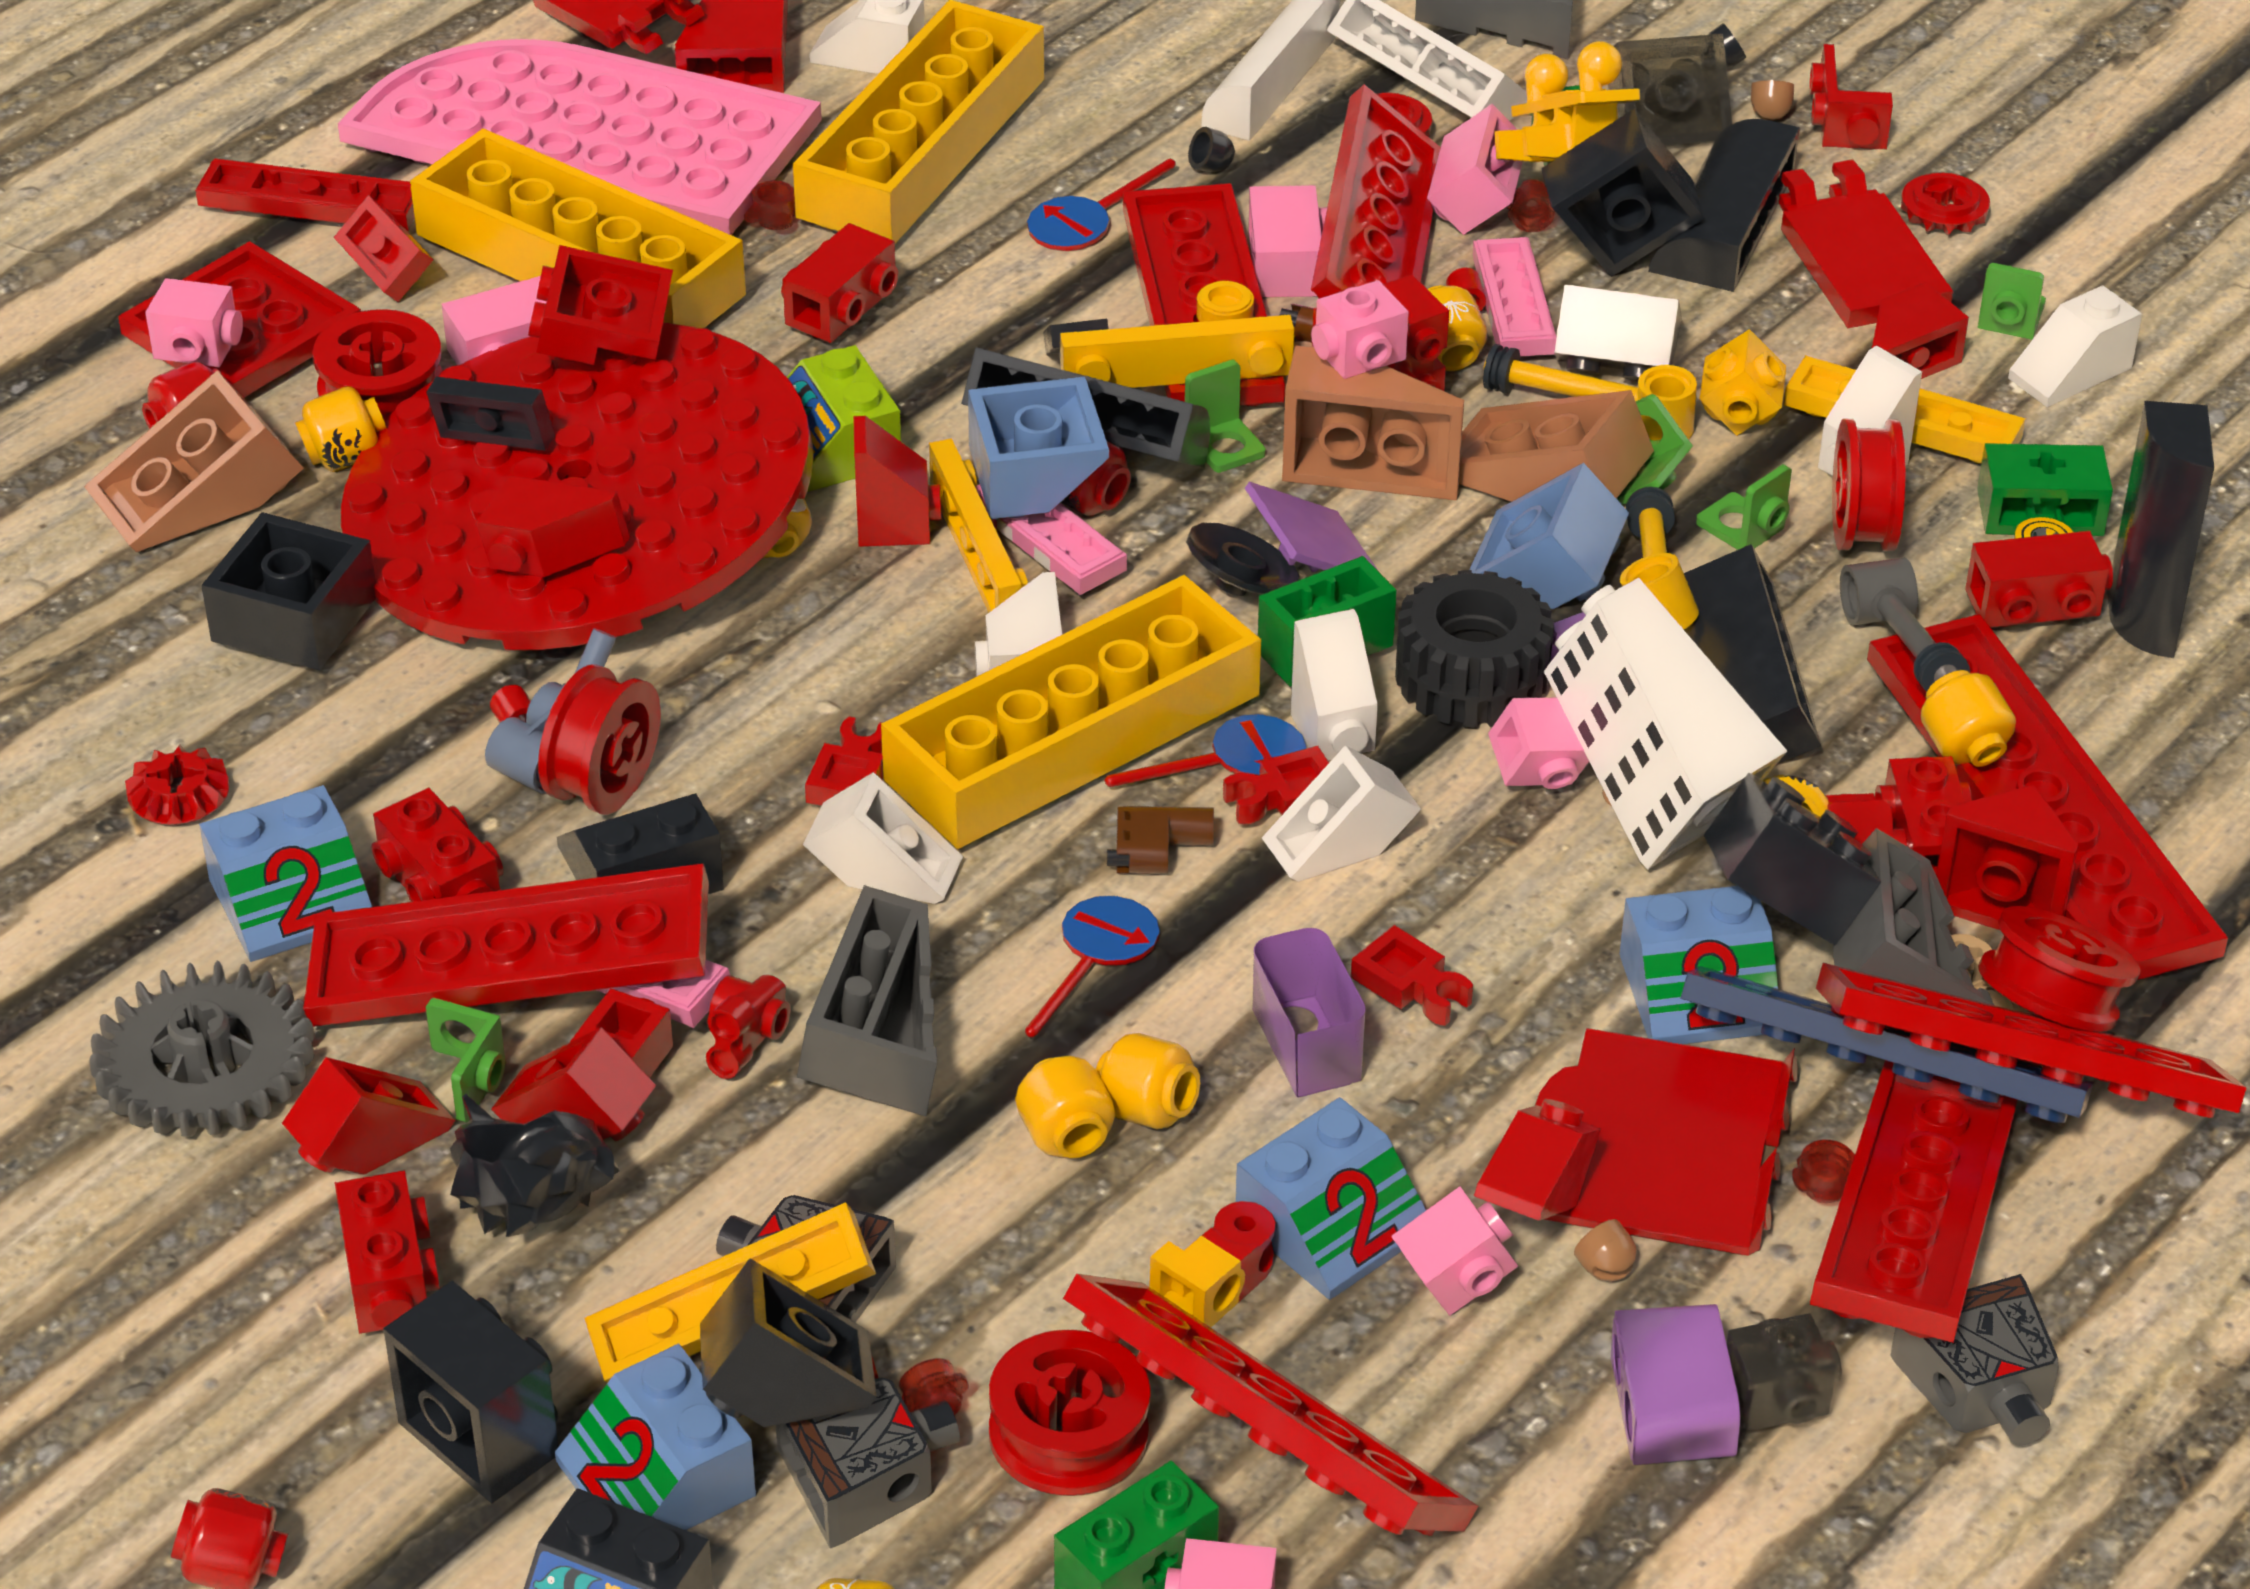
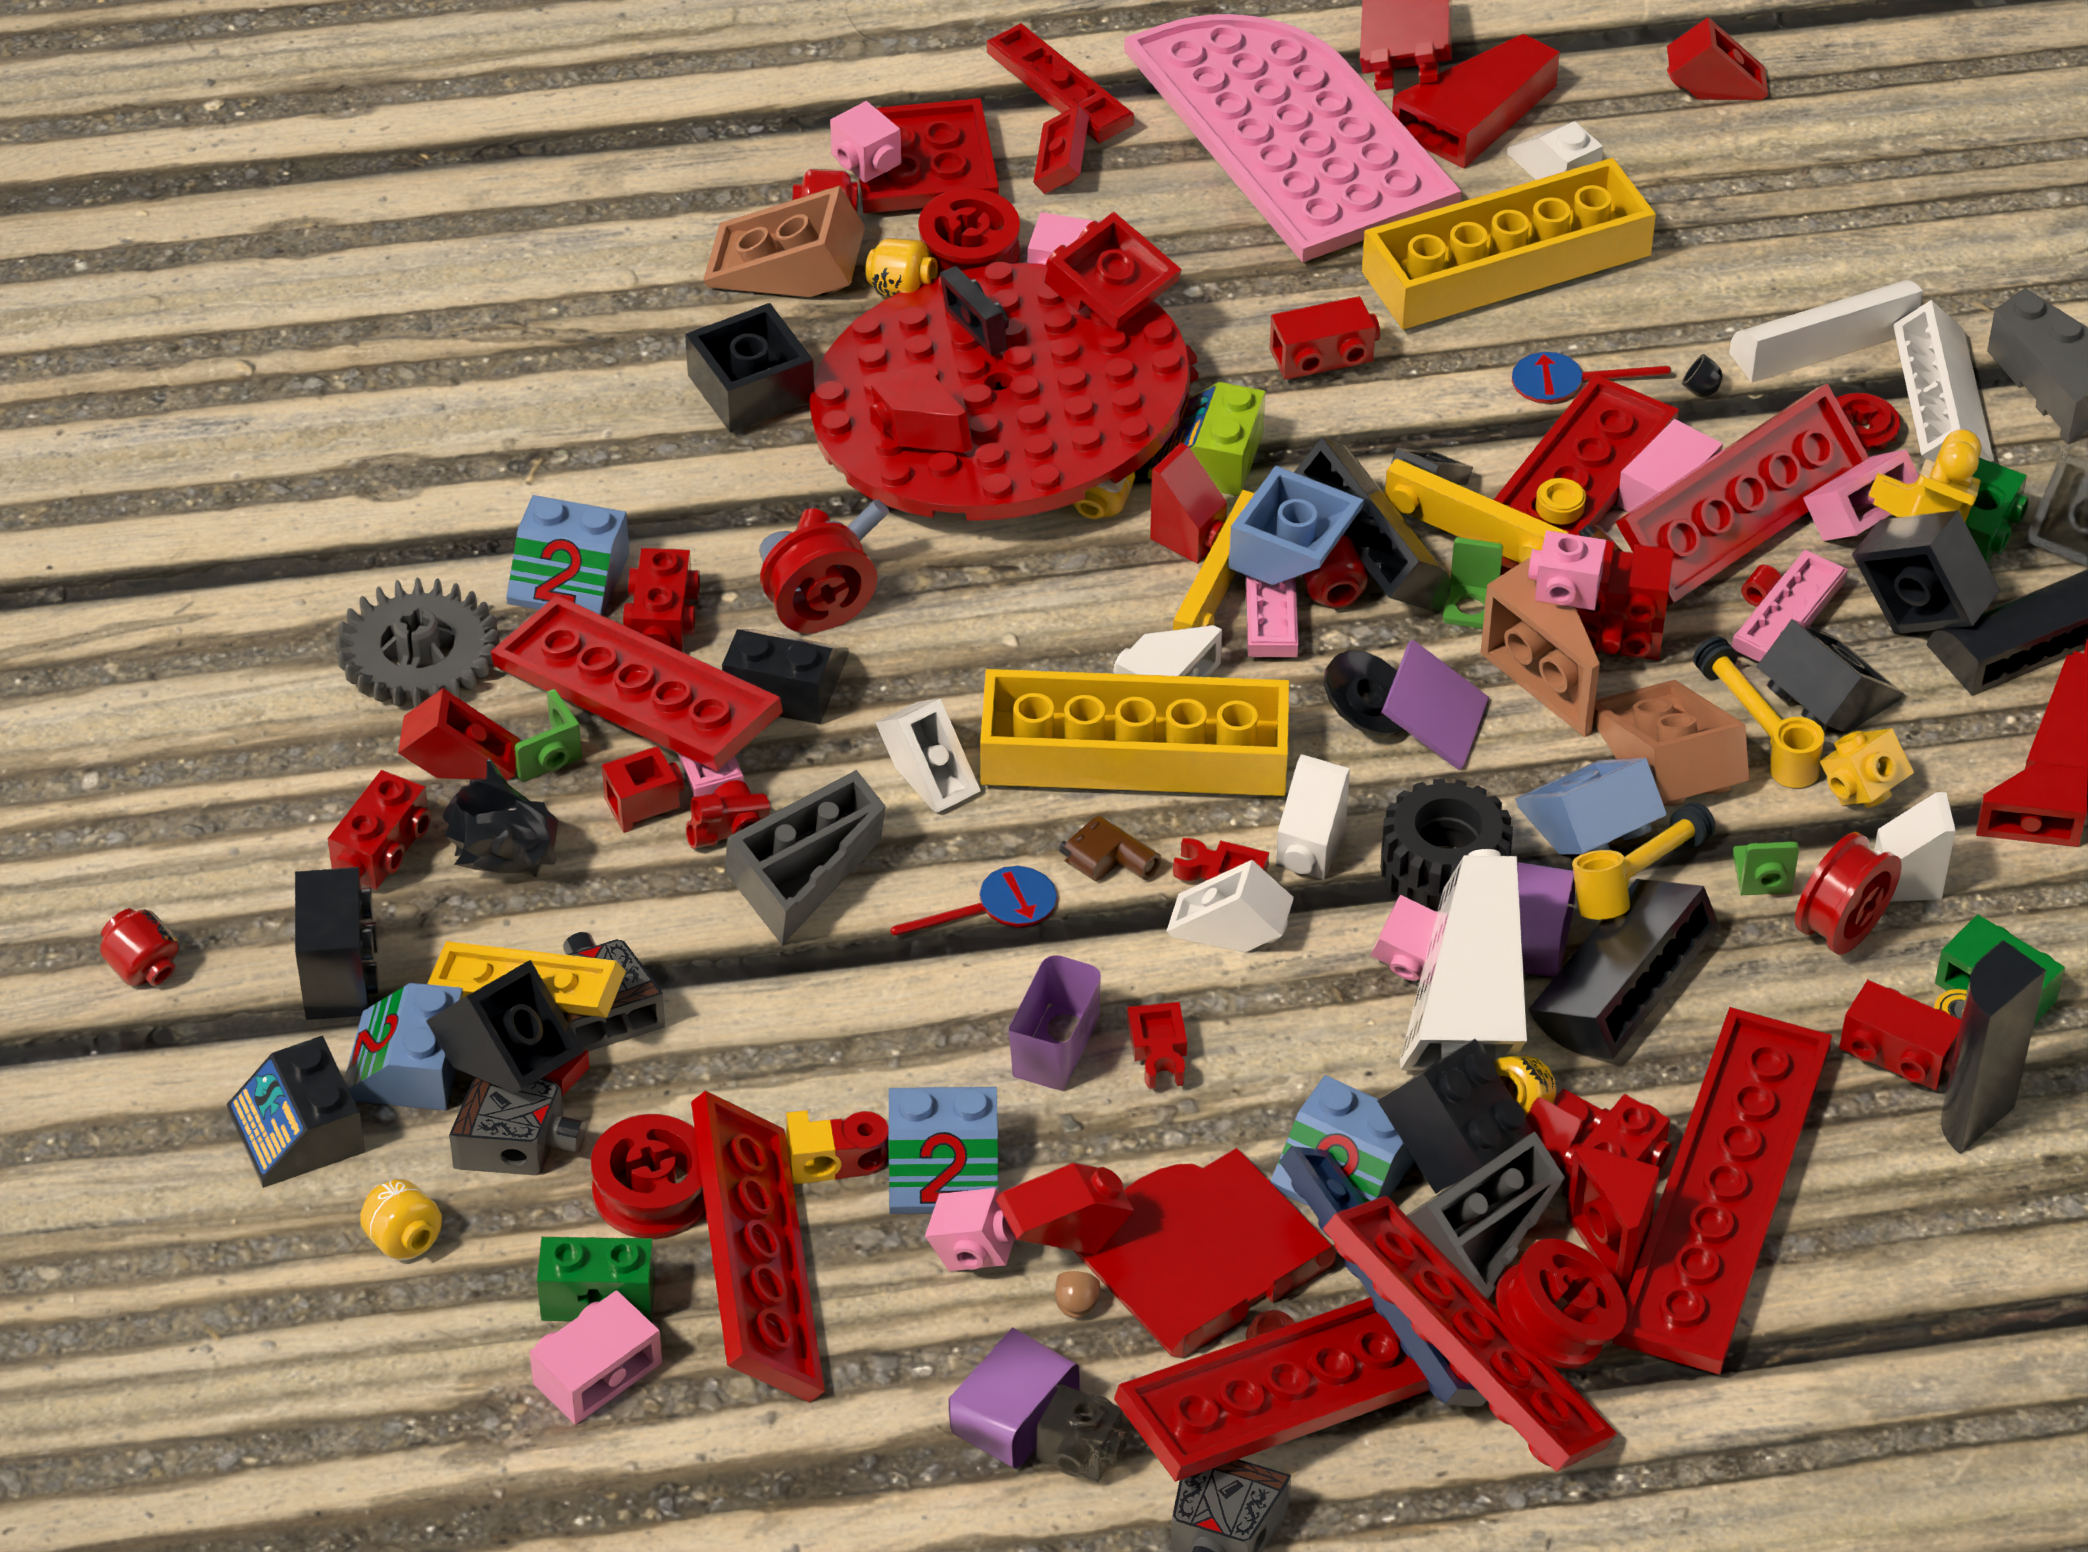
camera: 40 degrees right, 5 degrees up
(197, 796) = (575, 474): red gear -> none
(519, 205) = (1185, 208): yellow brick -> none
(584, 1079) = (587, 803): red slope -> none
(772, 205) = (1348, 254): clear red plate -> none
(846, 764) = (961, 688): red plate -> none
(932, 1383) = (596, 1110): clear red plate -> none
(1065, 1107) = (849, 989): yellow head -> none
(1149, 1080) = (917, 1005): yellow head -> none
(1236, 746) = (1238, 823): blue piece -> none
(1334, 590) = (1378, 763): green brick -> none
(1465, 330) = (1707, 604): yellow head -> none
(1667, 454) = (1758, 784): bright green bracket -> none
(1890, 593) = (1776, 978): dark grey piece -> none
(1939, 419) = (1980, 865): yellow plate -> none
(1968, 718) = (1708, 1099): yellow head -> none

